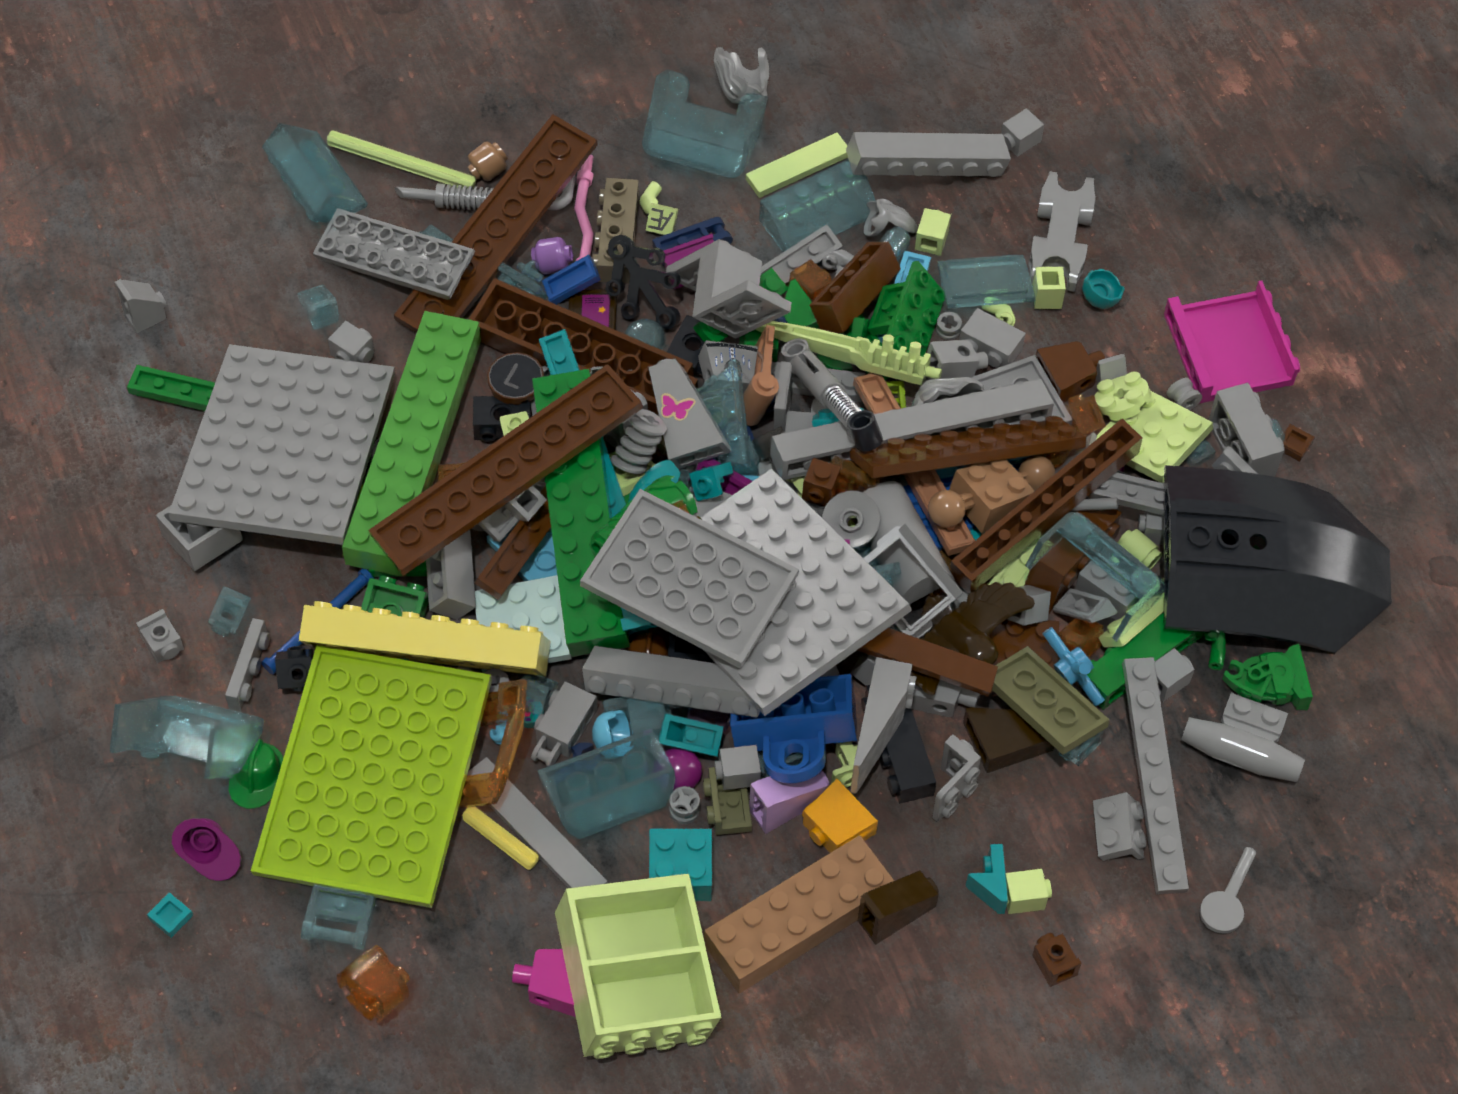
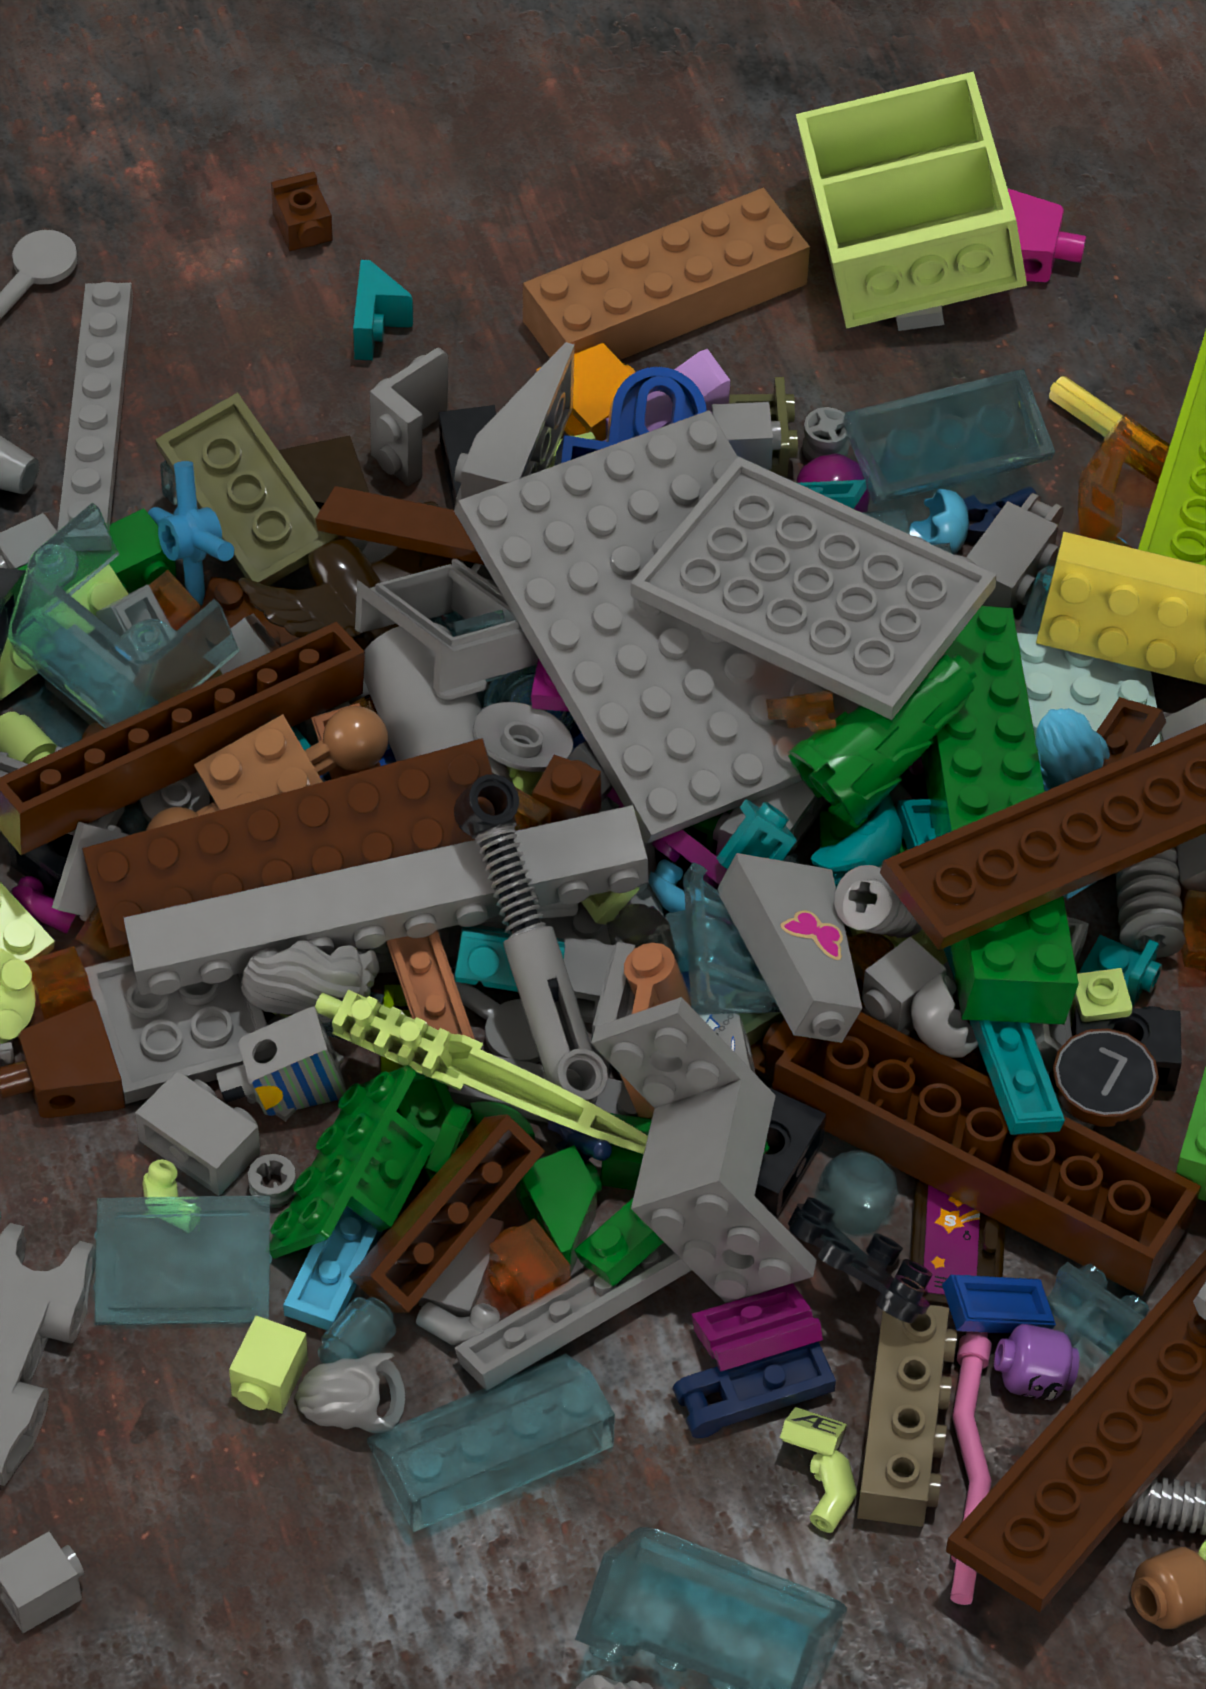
camera: 175 degrees left, 5 degrees down
(534, 531) = (1068, 747): none -> medium azure piece
(541, 835) = (1072, 439): light grey tile -> none
(683, 853) = (838, 353): teal brick -> none
(797, 165) = (518, 1555): yellowish green tile -> none
(896, 905) = (494, 284): dark brown slope -> none
(927, 154) = (251, 1495): light grey brick -> none
(1027, 891) = (326, 291): yellowish green brick -> none
(1049, 287) = (66, 1209): yellowish green brick -> none
(1119, 827) = (167, 363): light grey bracket -> none

